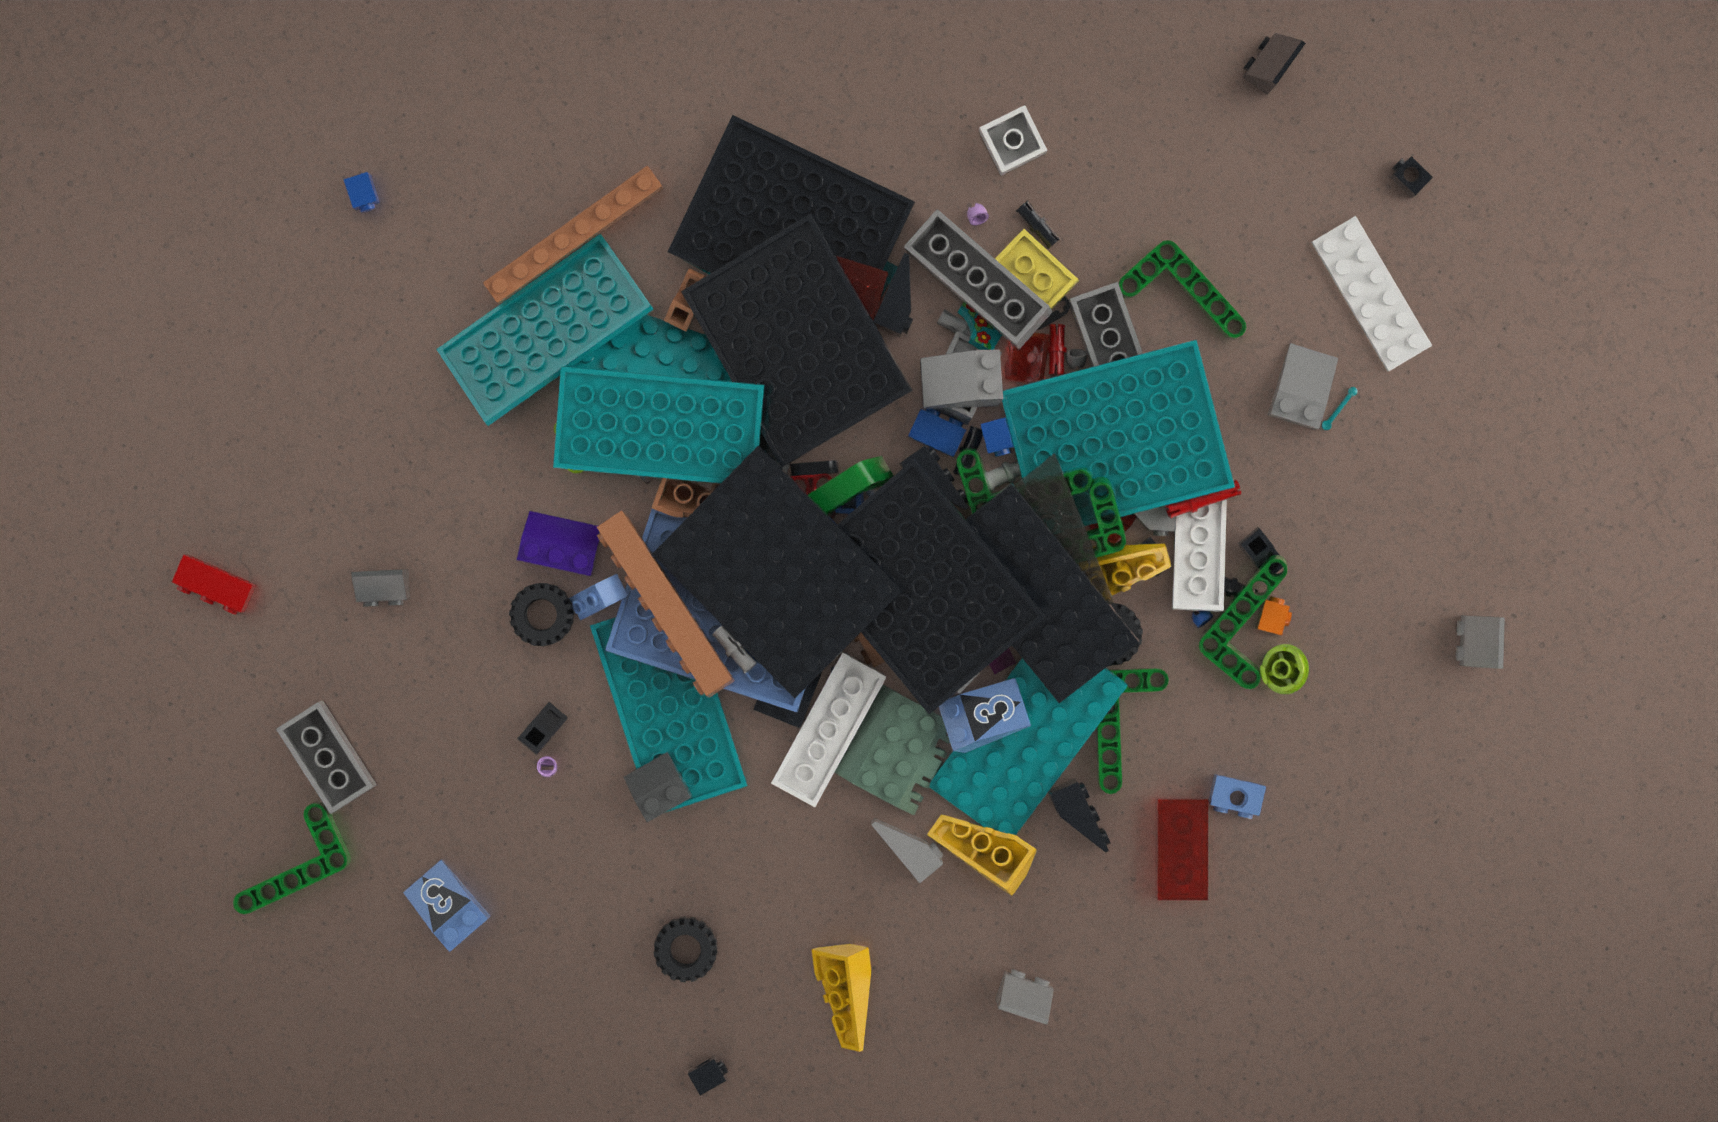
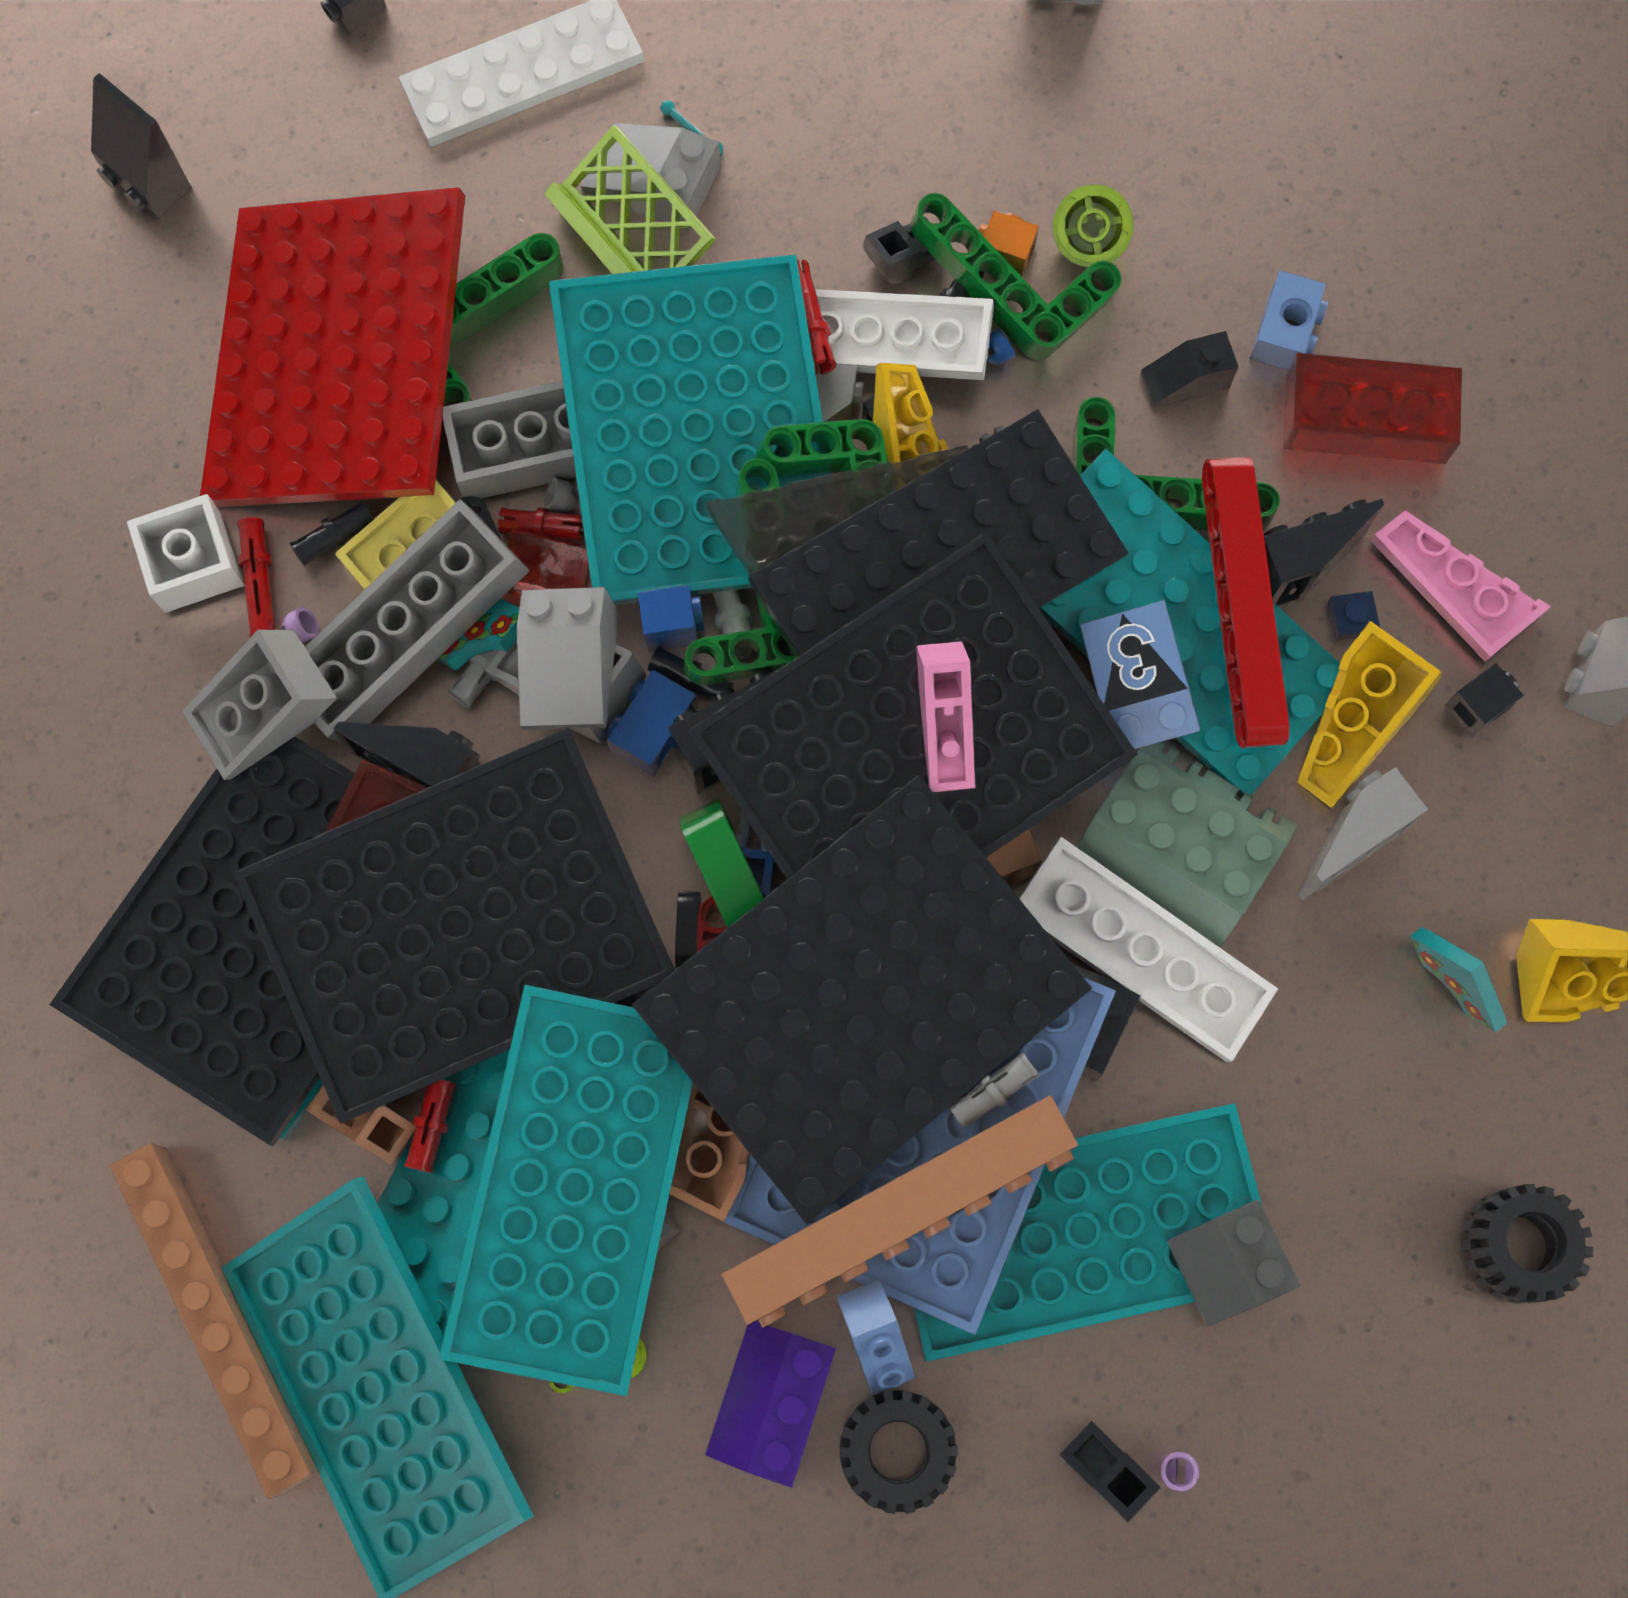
camera: 85 degrees left, 15 degrees down
(669, 337) = (430, 1126): none -> red pin
(830, 909) = (1462, 975): none -> teal tile
(917, 205) = (258, 701): none -> light grey slope
(935, 603) = (946, 715): none -> bright pink slope
(1001, 922) = (1485, 699): none -> black brick
(1033, 175) = (256, 574): none -> red pin
(1039, 774) = (1245, 602): none -> red beam
(1048, 843) = (1351, 614): none -> dark blue plate
(1068, 909) = (1468, 596): none -> bright pink wing
(1156, 208) = (335, 350): none -> red plate
(1196, 735) = (1191, 370): none -> black slope
(1249, 363) = (600, 235): none -> lime fence

